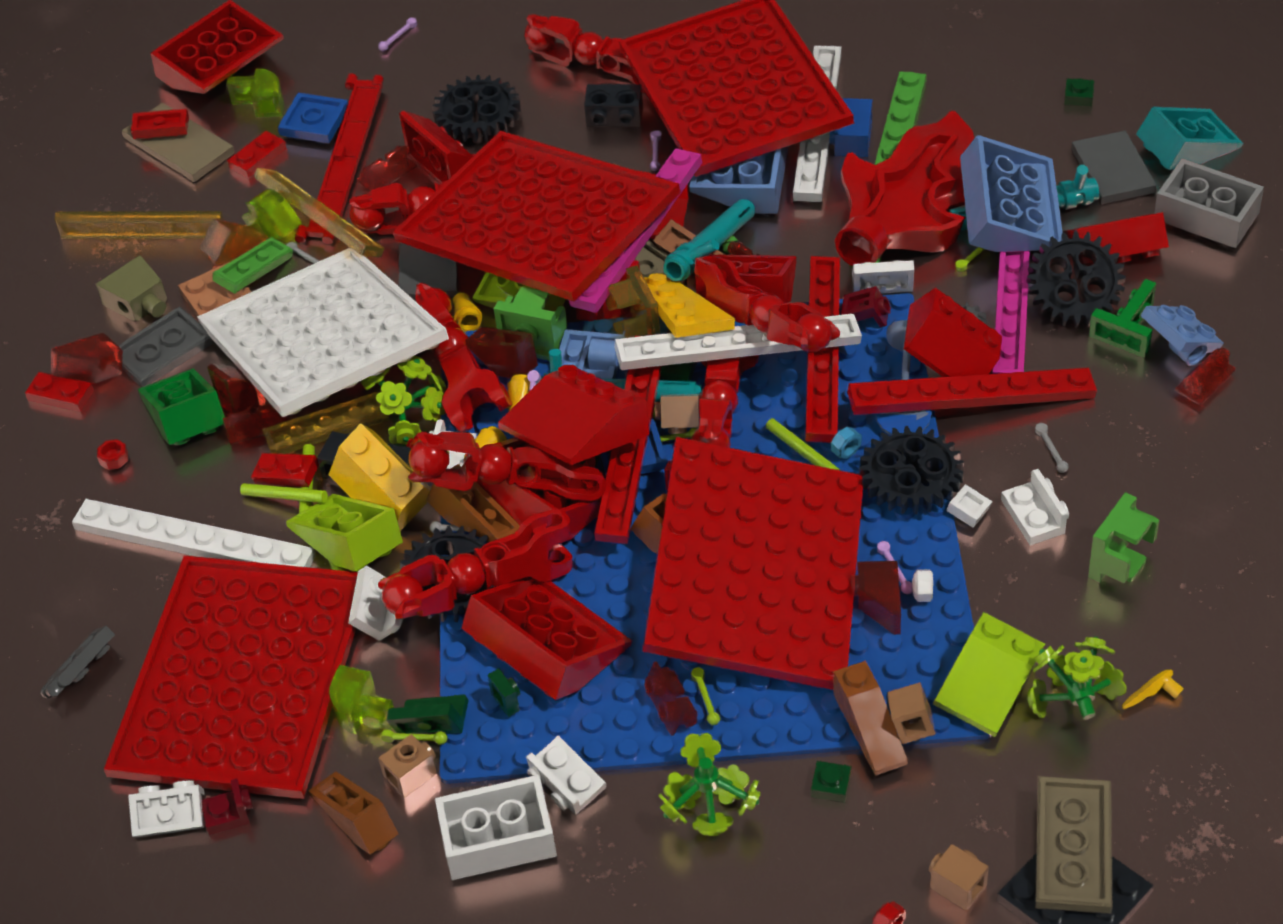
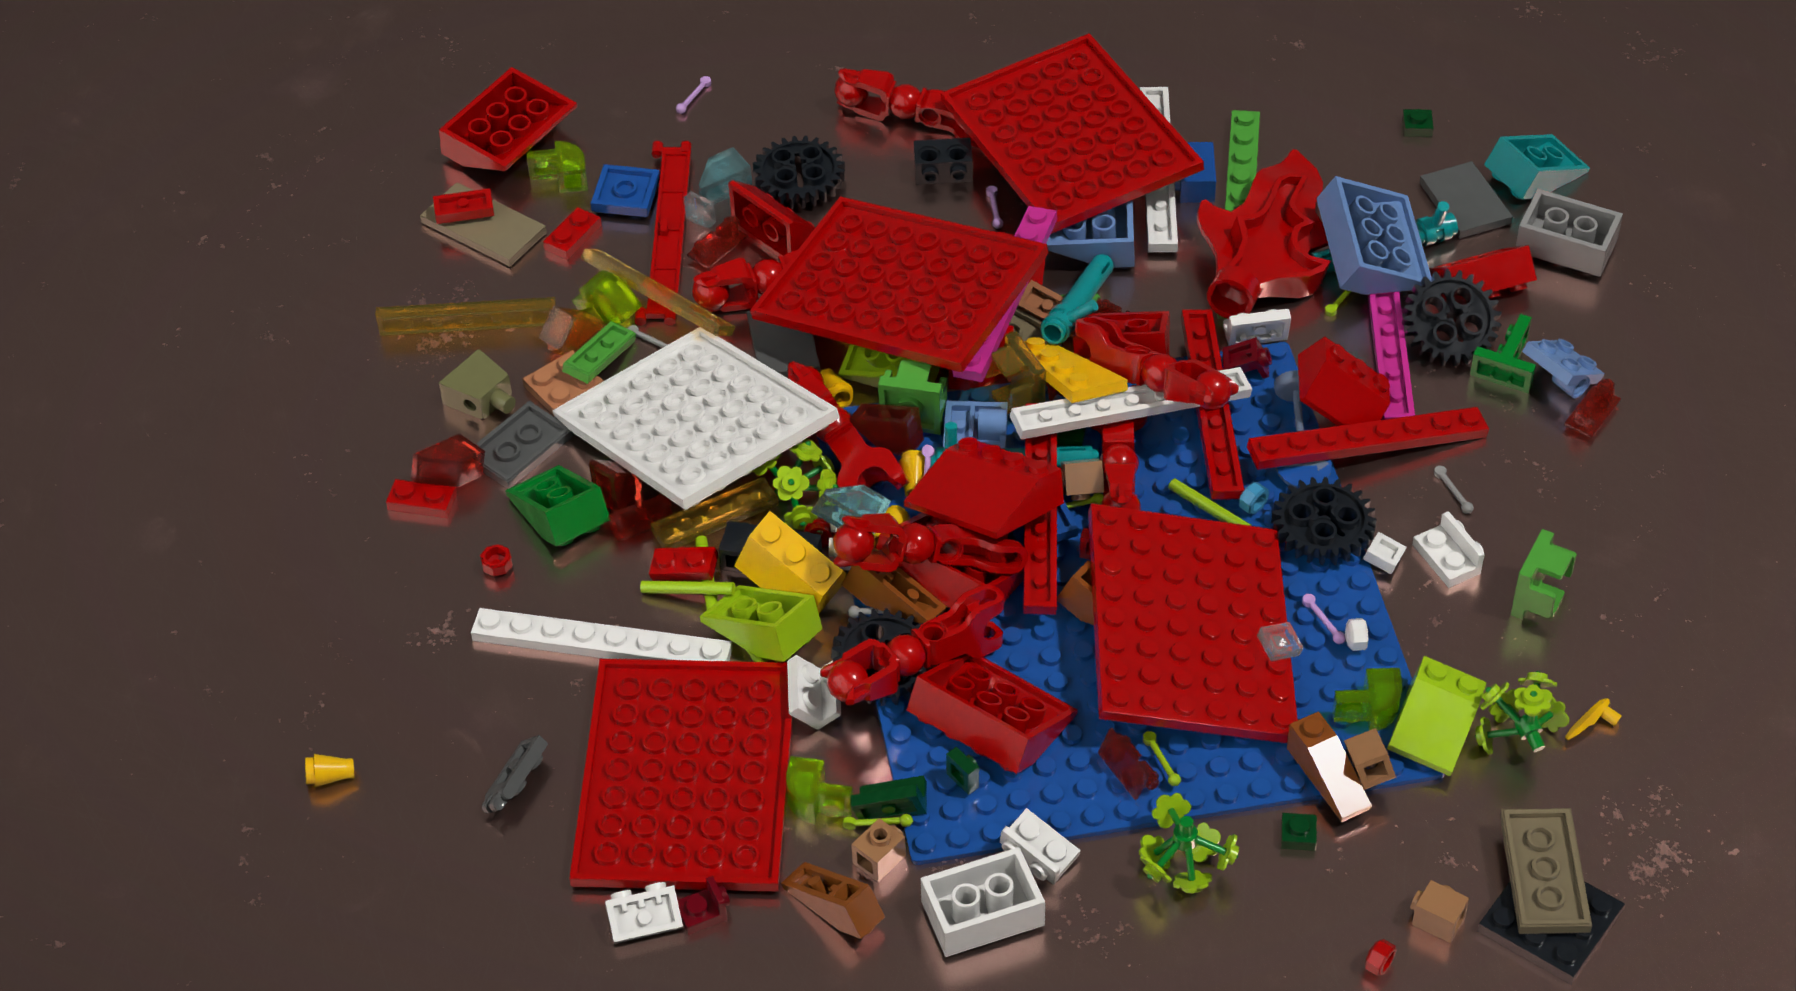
camera: 10 degrees left, 0 degrees up
(376, 138) = (699, 210): none -> clear plate
(409, 99) = (720, 171): none -> clear light blue slope
(445, 418) = (851, 501): none -> clear light blue slope
(840, 587) = (1280, 641): none -> clear plate
(879, 592) = (1320, 644): clear red slope -> none
(930, 658) = (1375, 703): none -> clear neon green brick

